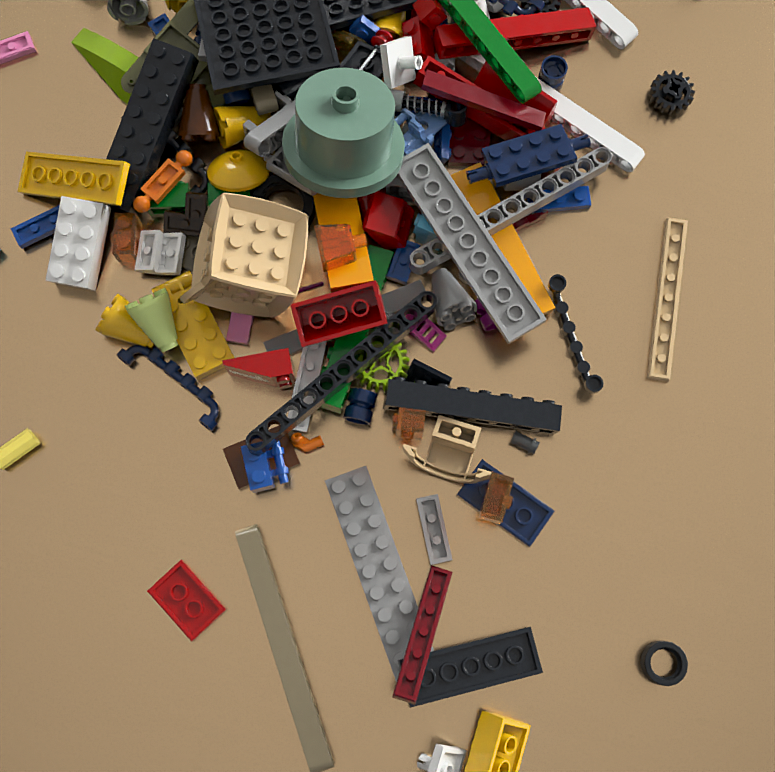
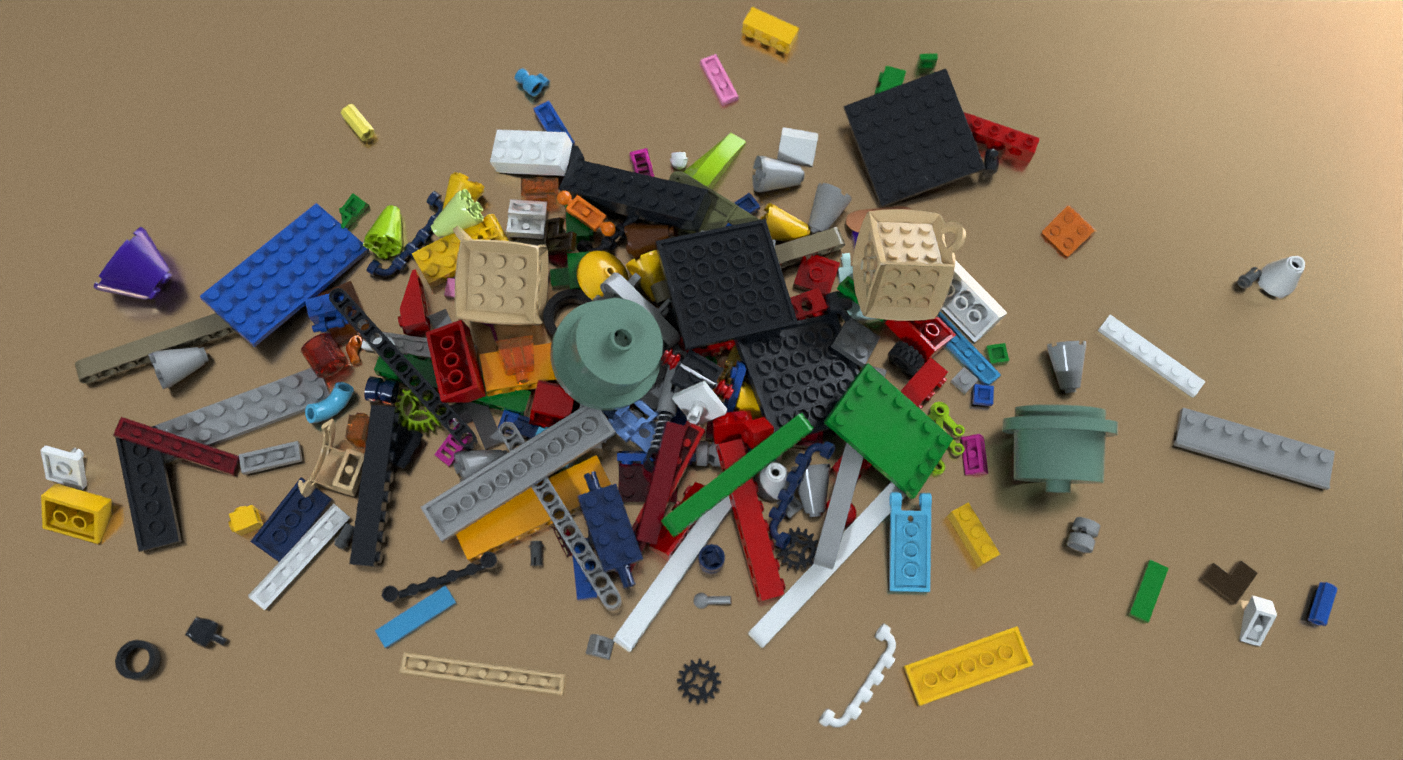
camera: 85 degrees right, 5 degrees down
(74, 177) = (587, 142): yellow plate -> none
(97, 127) = (638, 154): none -> dark pink slope
(101, 93) = (678, 160): none -> white plate
(130, 452) = (352, 210): none -> green slope
(167, 406) = (385, 234): none -> lime cone
(186, 600) = (223, 258): red tile -> none
(194, 704) = (135, 269): none -> dark purple cone
(212, 523) = (284, 274): none -> blue plate
(317, 470) = (324, 355): none -> clear red piece
(319, 646) = (176, 364): none -> light grey cone
(373, 463) = (331, 405): none -> medium azure cylinder
(496, 498) = (288, 506): clear orange brick -> none
(506, 553) = (245, 520): none -> yellow brick
(543, 244) = (536, 553): none -> dark grey pin
(548, 490) = (298, 557): none -> white plate
(590, 90) = (702, 600): none -> light grey bar
(610, 366) = (415, 617): none -> dark azure tile
(632, 591) = (204, 631): none -> black piece
(637, 186) = (599, 646): none -> light grey slope

